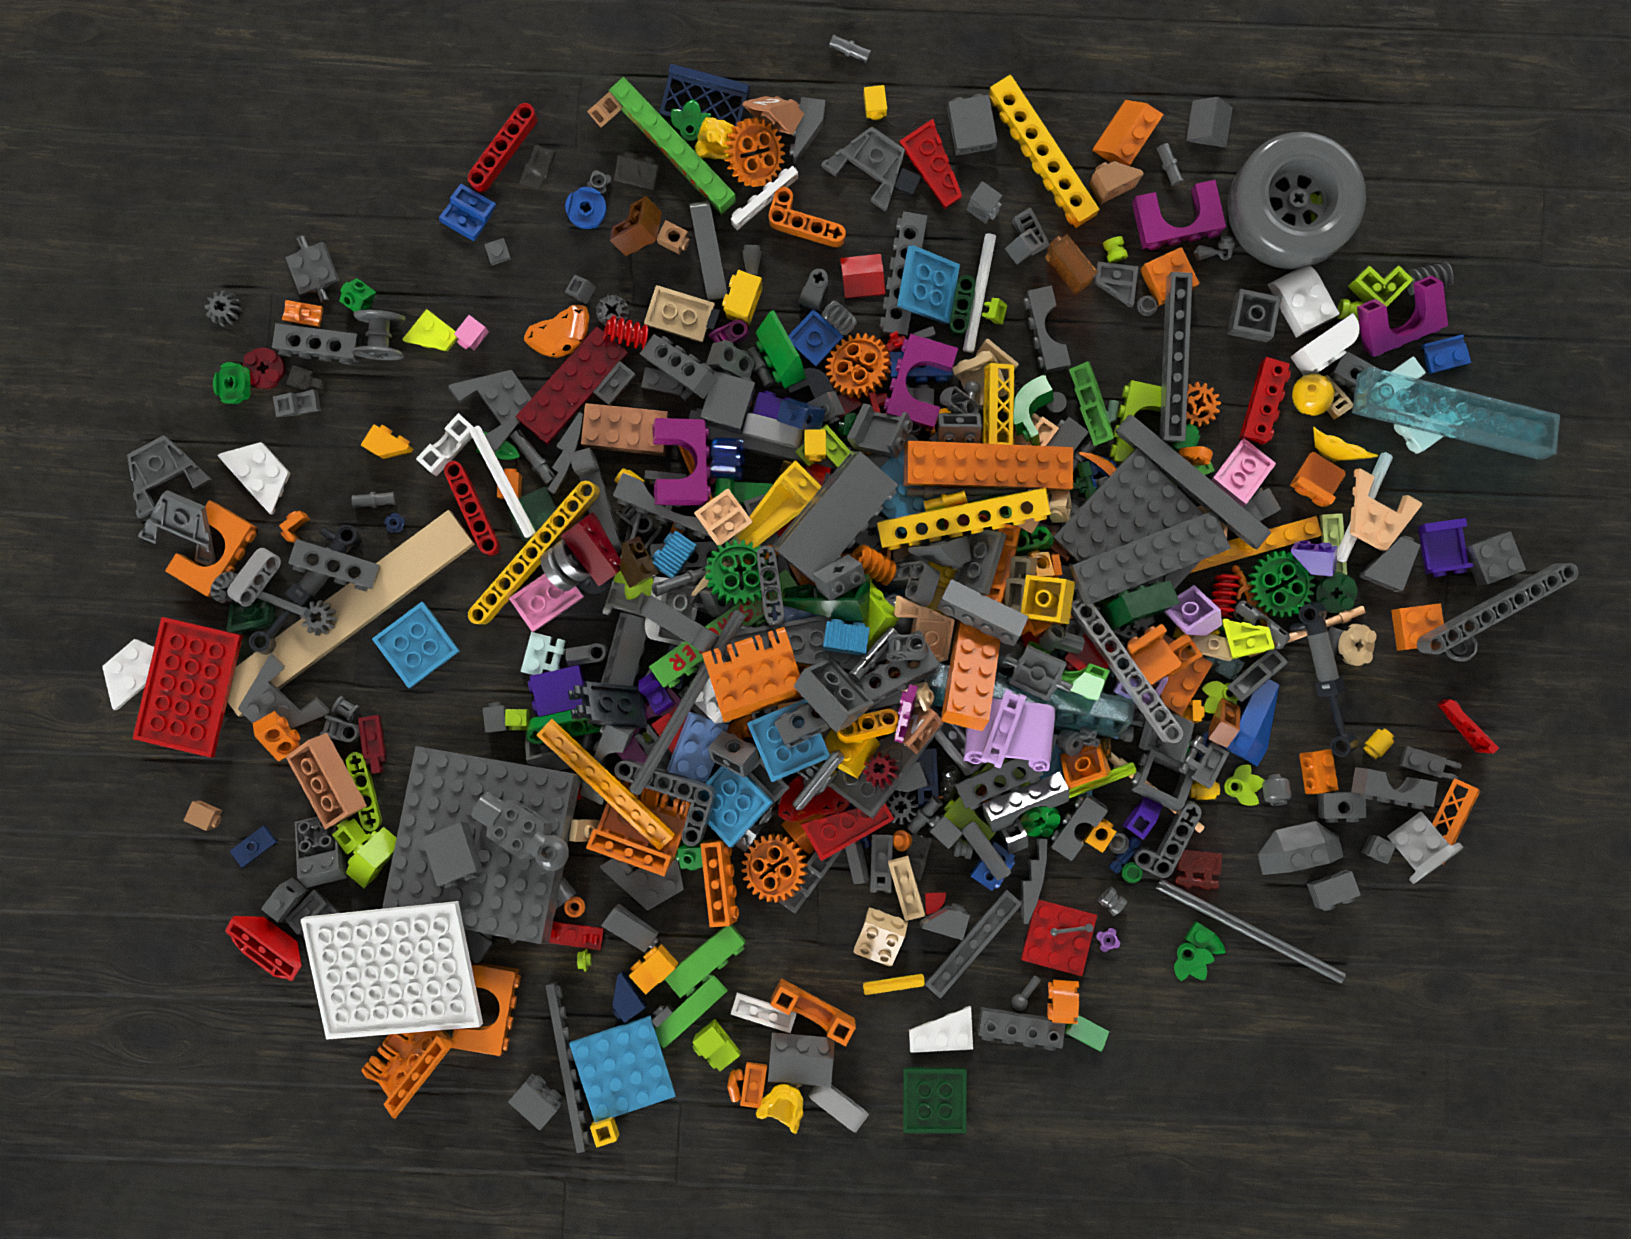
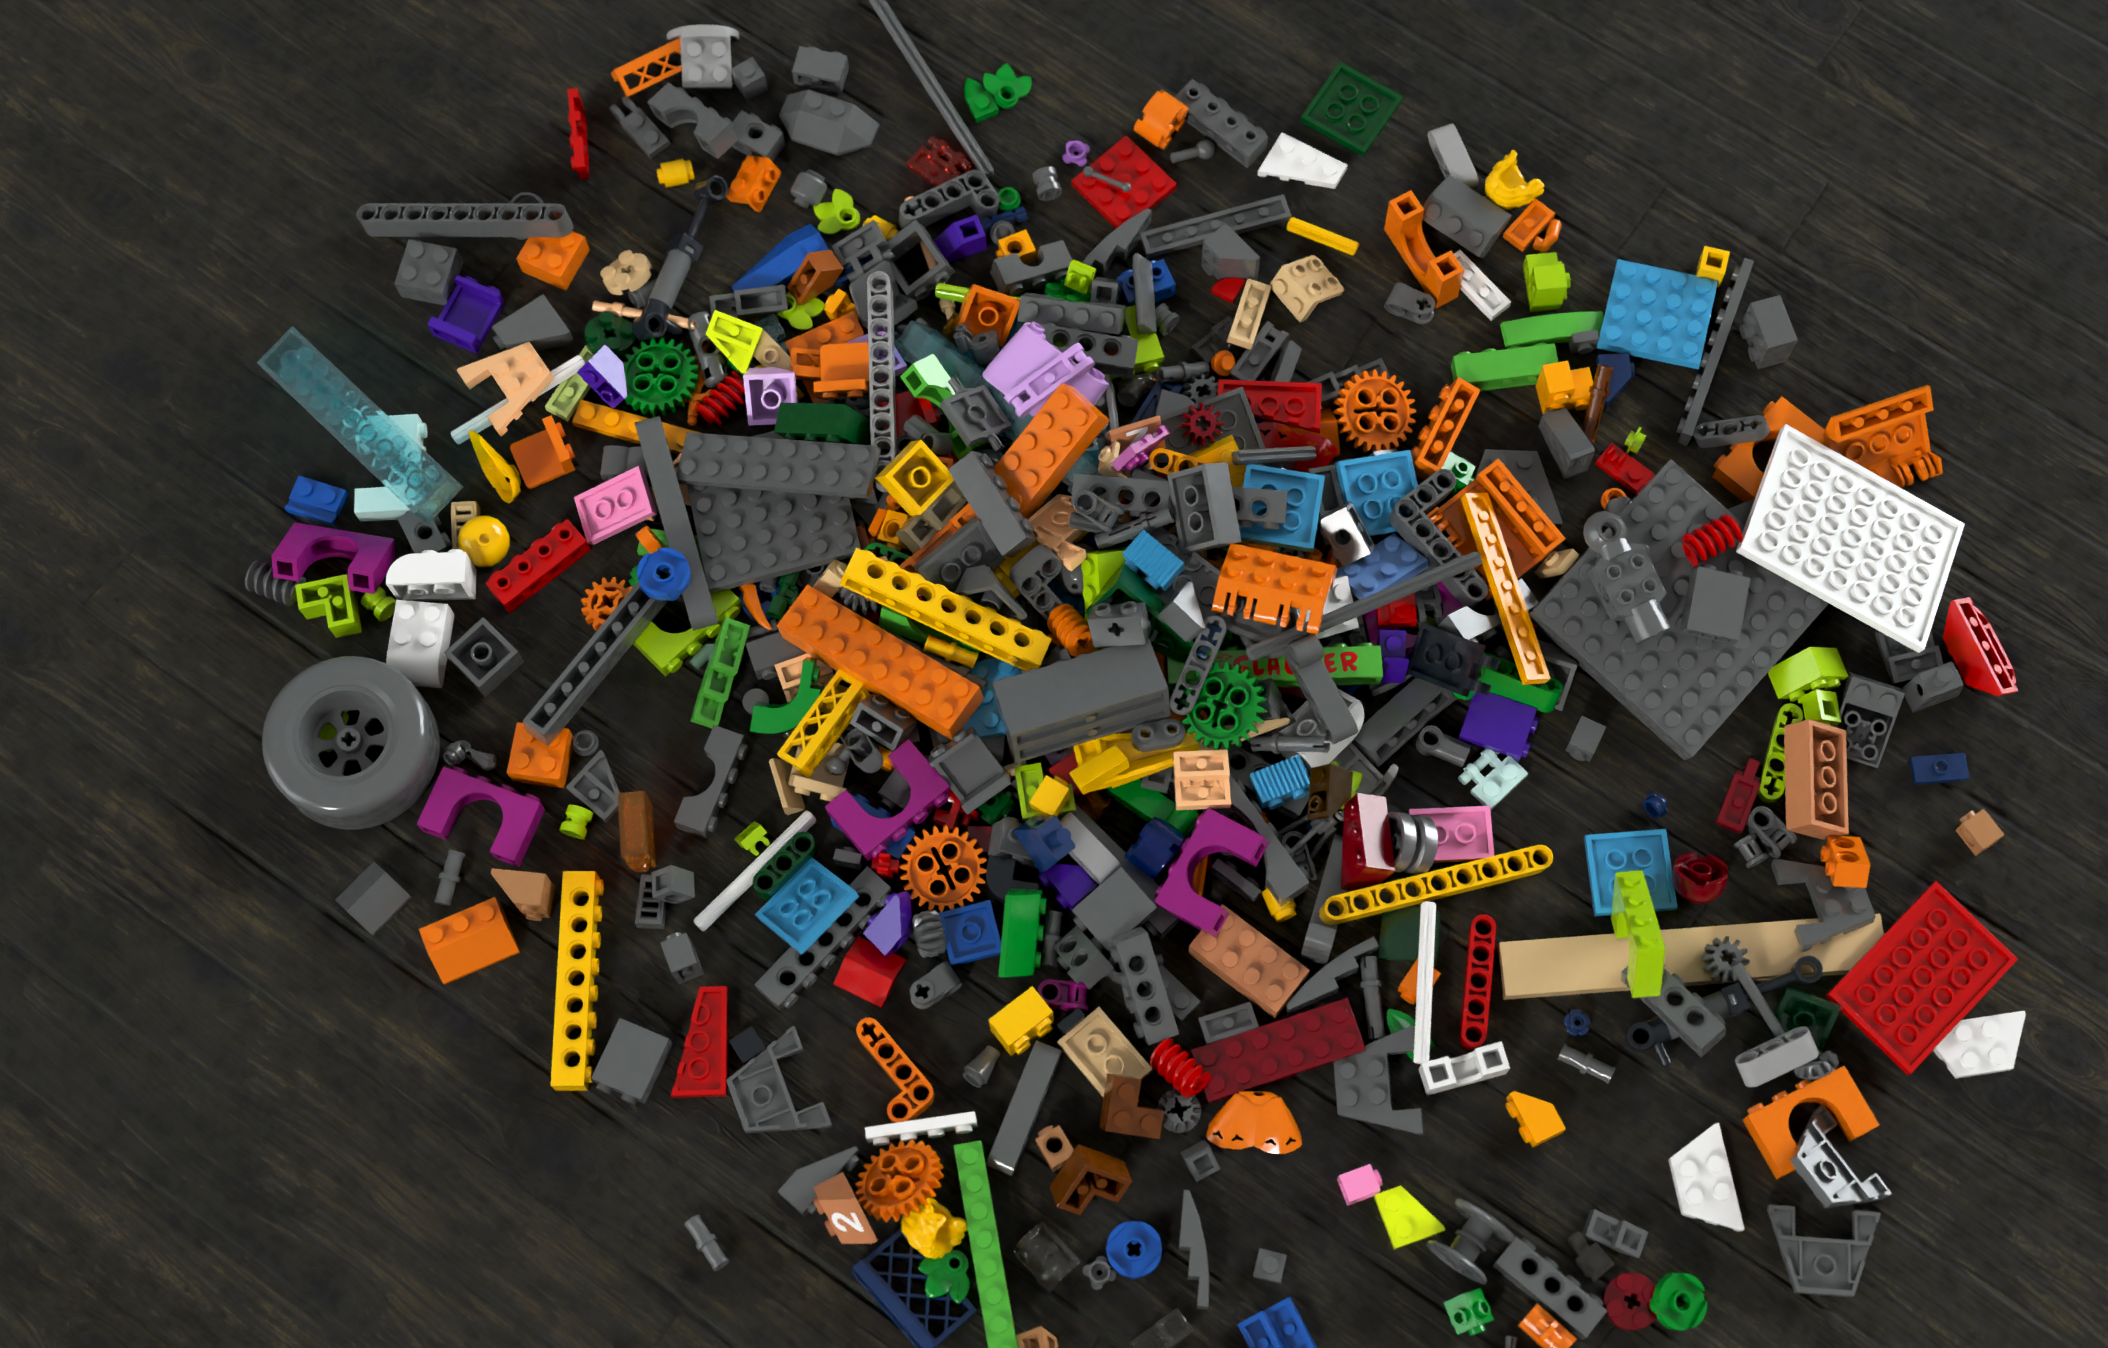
camera: 140 degrees left, 15 degrees down
(293, 522) = (1696, 1094): orange bracket -> none
(367, 666) = (1699, 878): none -> dark red cylinder
(391, 607) = (1635, 919): none -> lime arch
(425, 702) = (1655, 805): none -> dark blue plate
(480, 898) = (1711, 537): none -> red piece
(510, 1006) = (1748, 430): none -> dark grey beam
(517, 718) = (1561, 720): lime brick -> none
(552, 234) = (1193, 1240): none -> dark grey slope
(626, 976) = (1598, 395): none -> reddish brown pin
(640, 281) = (1121, 1111): none -> reddish brown brick
(769, 527) = (1159, 736): none -> dark grey plate
(793, 478) = (1099, 769): none -> yellow slope
(802, 612) = (1183, 613): none -> dark grey slope
(805, 968) = (1409, 304): none -> dark grey piece
(865, 308) = (892, 925): none -> slope
(875, 102) = (722, 1157): yellow brick -> none
(944, 830) = (1173, 340): dark grey brick -> none
(1040, 837) = (1080, 276): none -> lime tile
(1088, 1033) = (1154, 78): slope -> none
(1181, 438) = (658, 561): none -> blue plate

